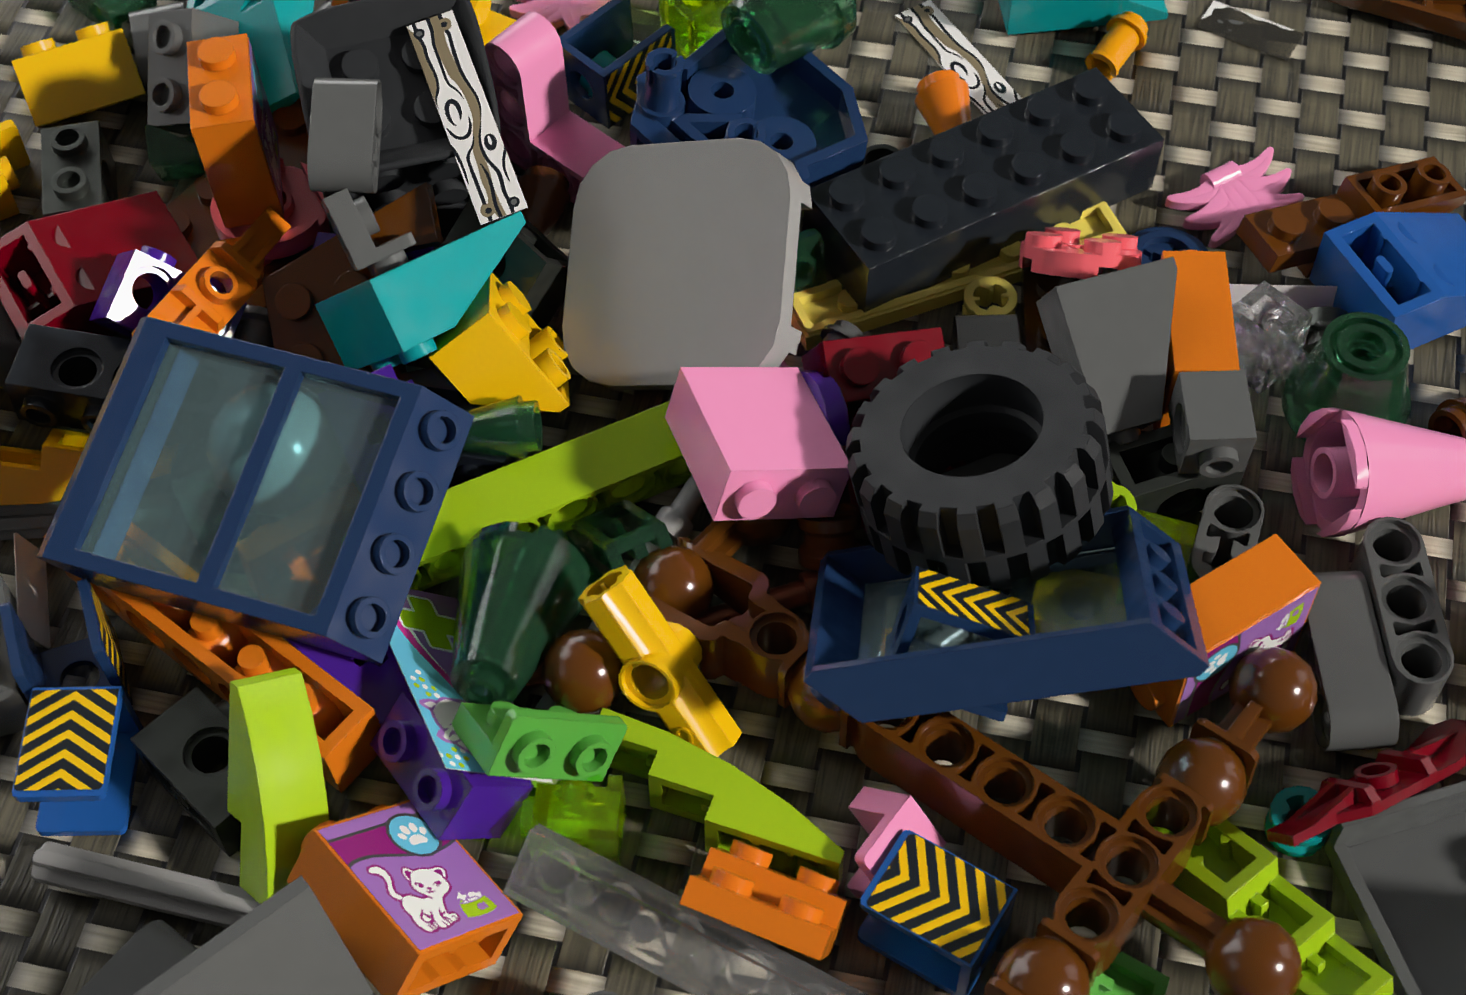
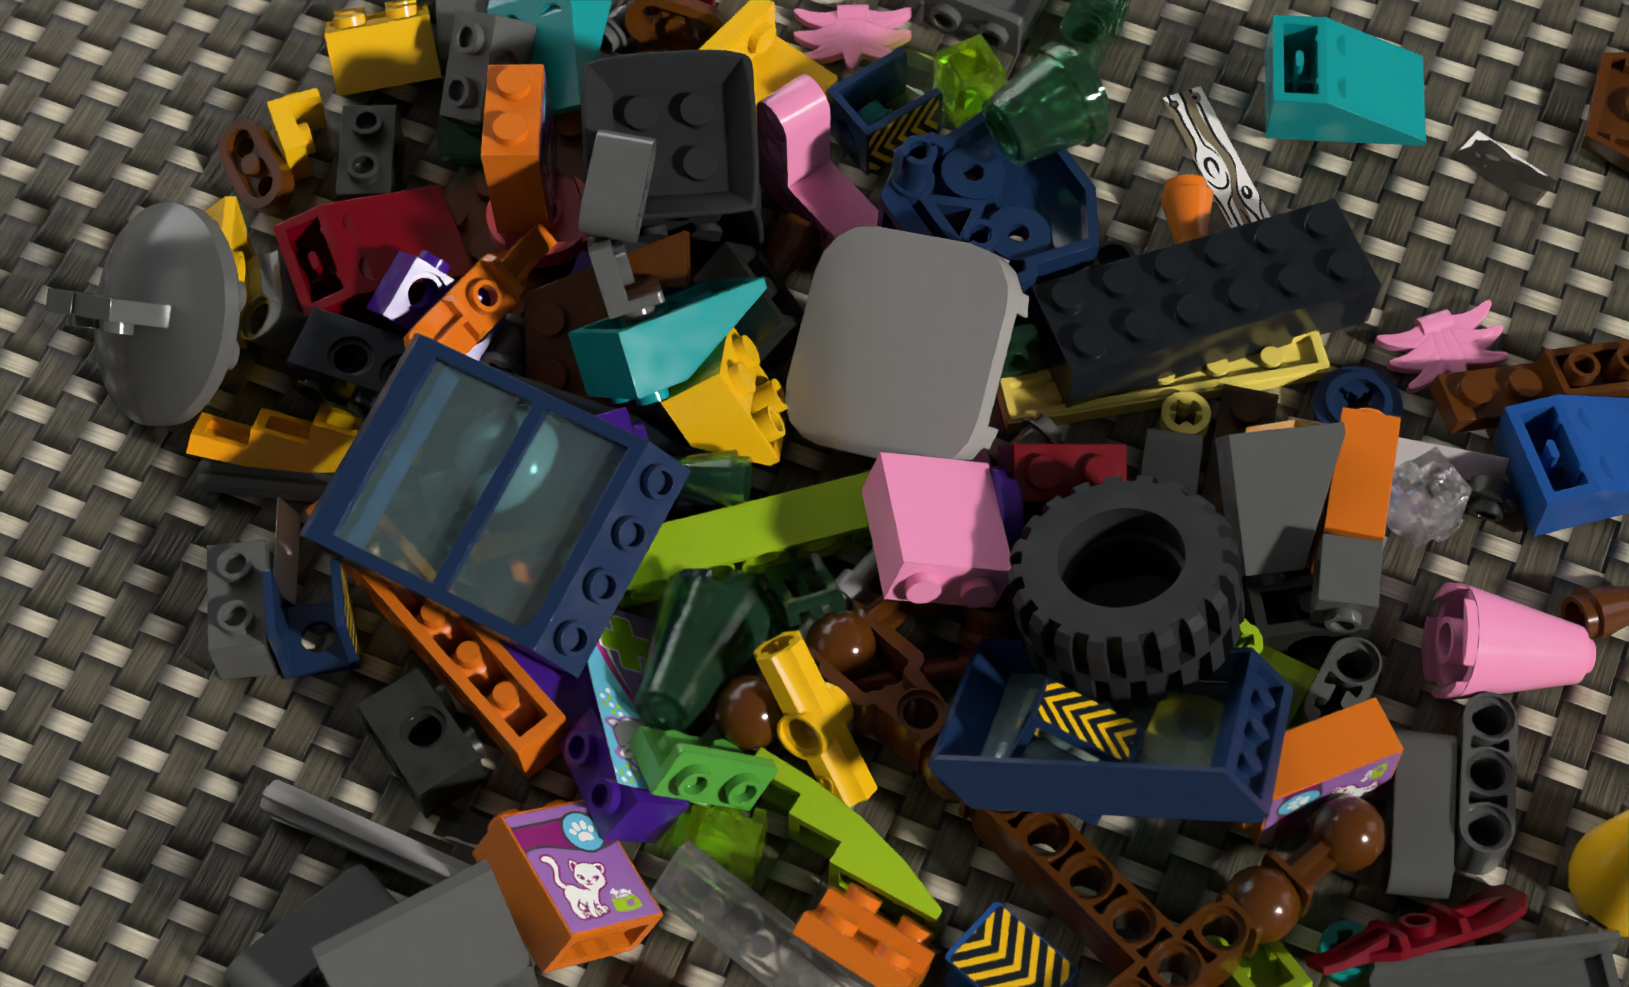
camera: 10 degrees right, 5 degrees up
(78, 760) = (311, 714): piece -> none
(273, 776) = (473, 765): lime slope -> none
(467, 117) = (729, 180): sticker -> none
(884, 818) = (984, 886): bright pink panel -> none
(1063, 254) = (1268, 389): coral plate -> none
(1124, 35) = (1378, 159): light orange pin -> none
(1355, 368) = (1498, 551): clear green piece -> none

